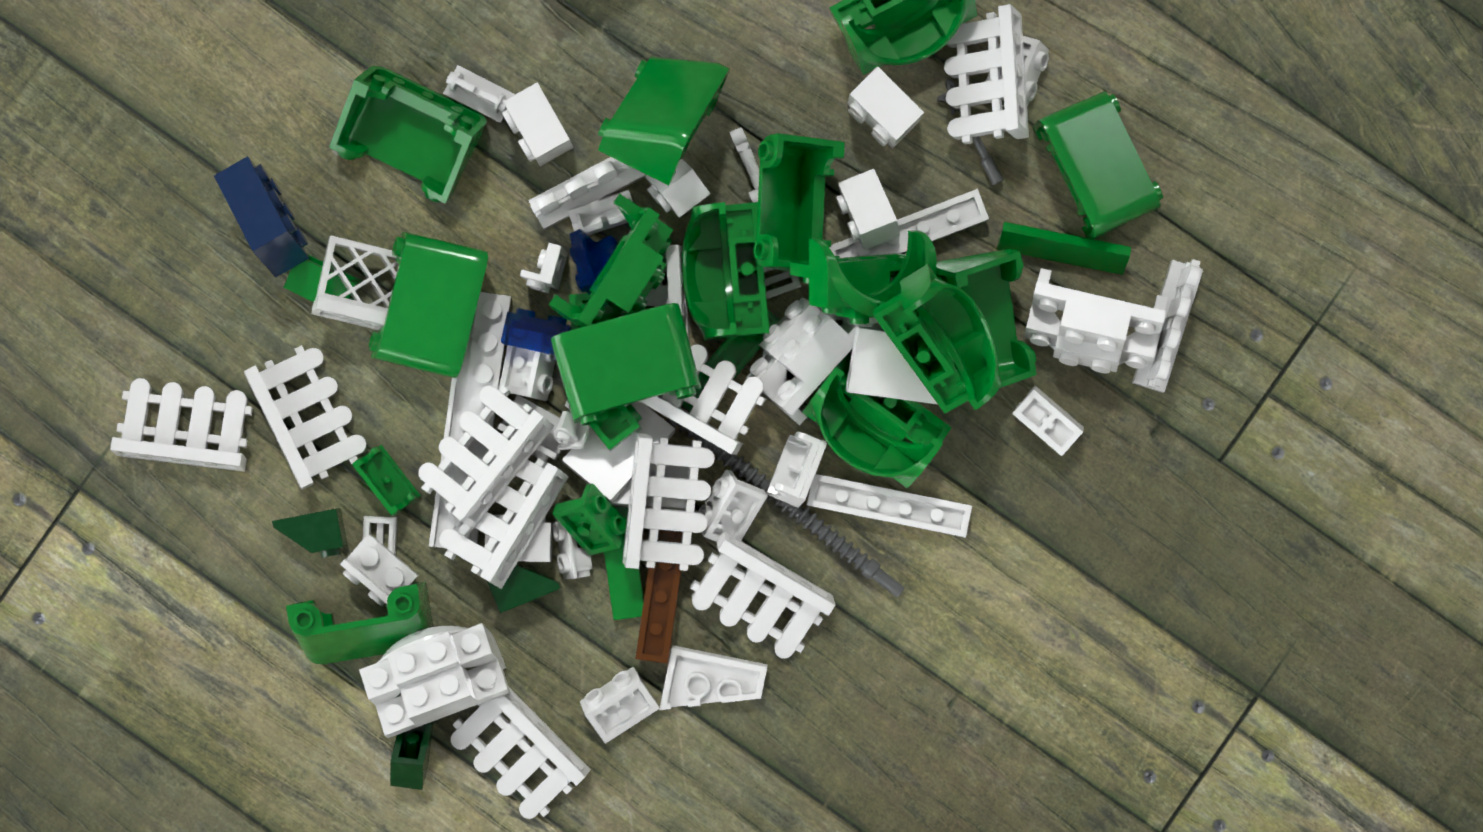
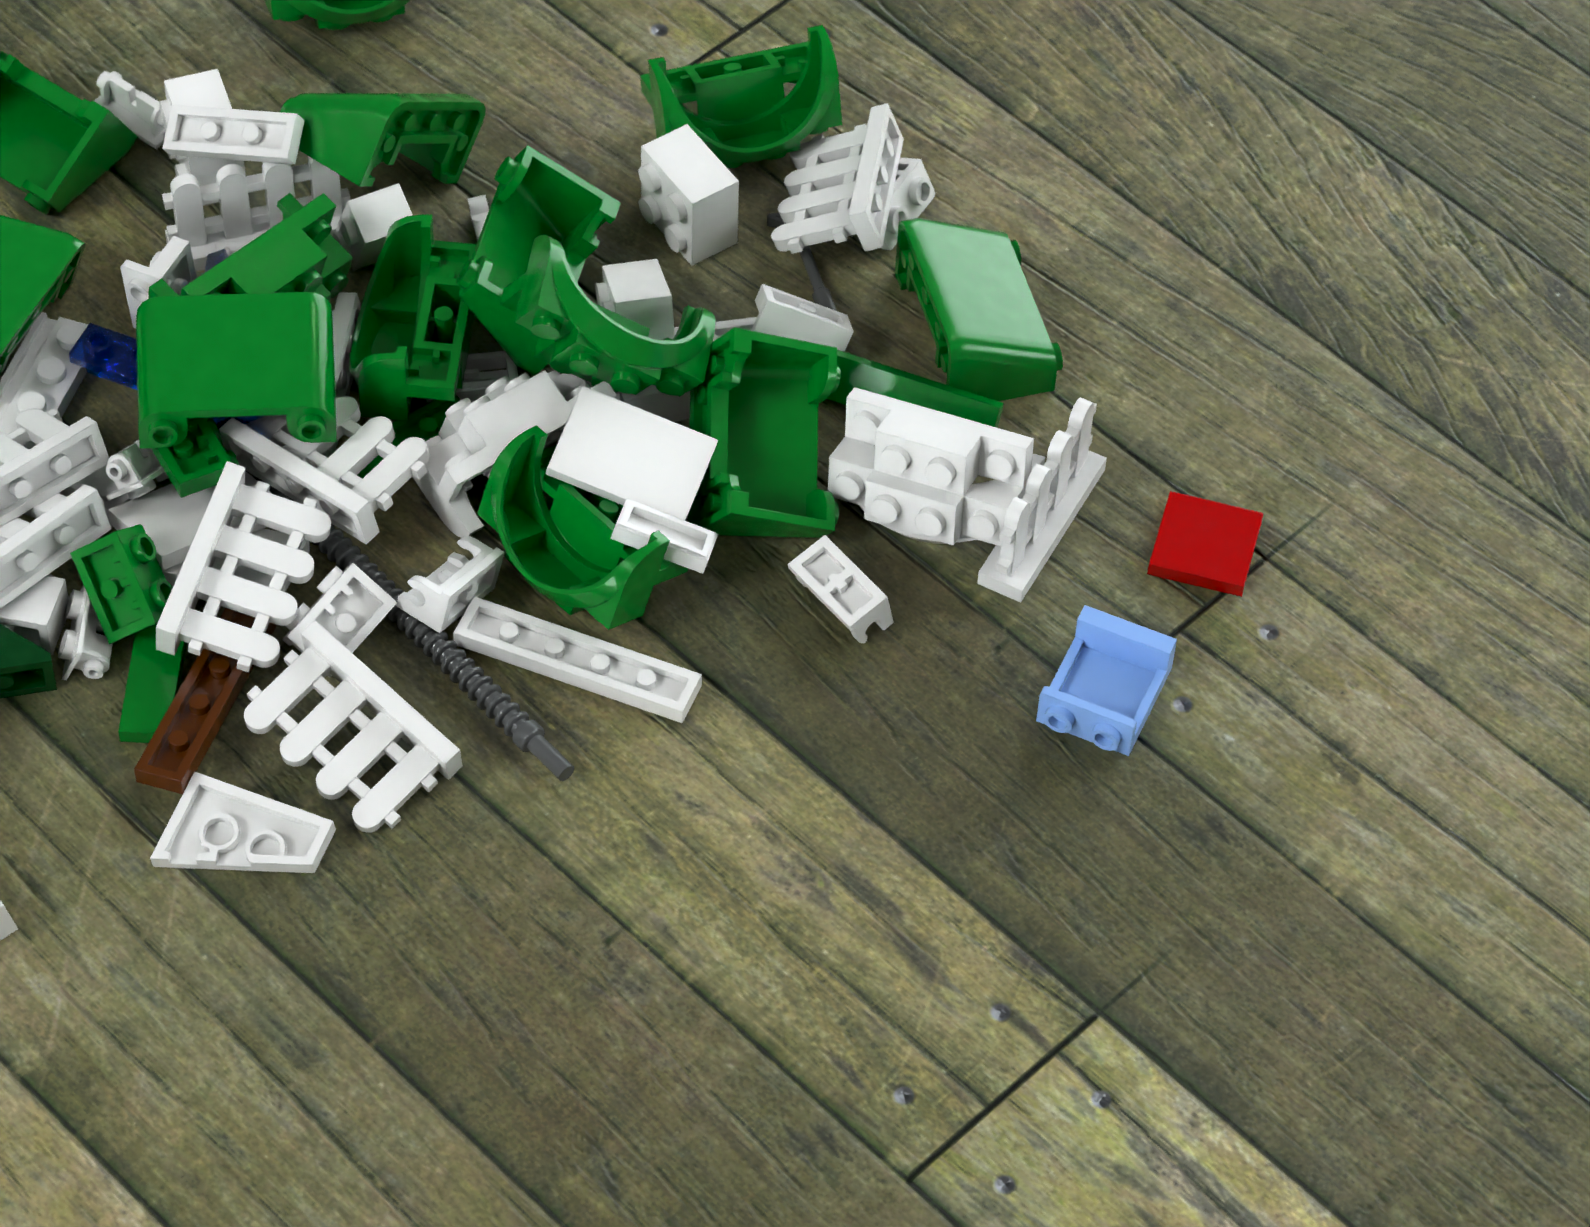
camera: 15 degrees right, 35 degrees down
(528, 373) = (108, 403): white bracket -> none
(570, 159) = (233, 134): none -> white plate
(618, 704) = (90, 840): white bracket -> none
(929, 421) = (688, 542): none -> white tile
(942, 326) = (698, 397): green piece -> none
(982, 209) = (800, 319): none -> white panel
(1228, 456) = (1107, 681): none -> light blue panel
(1277, 324) = (1205, 543): none -> red tile

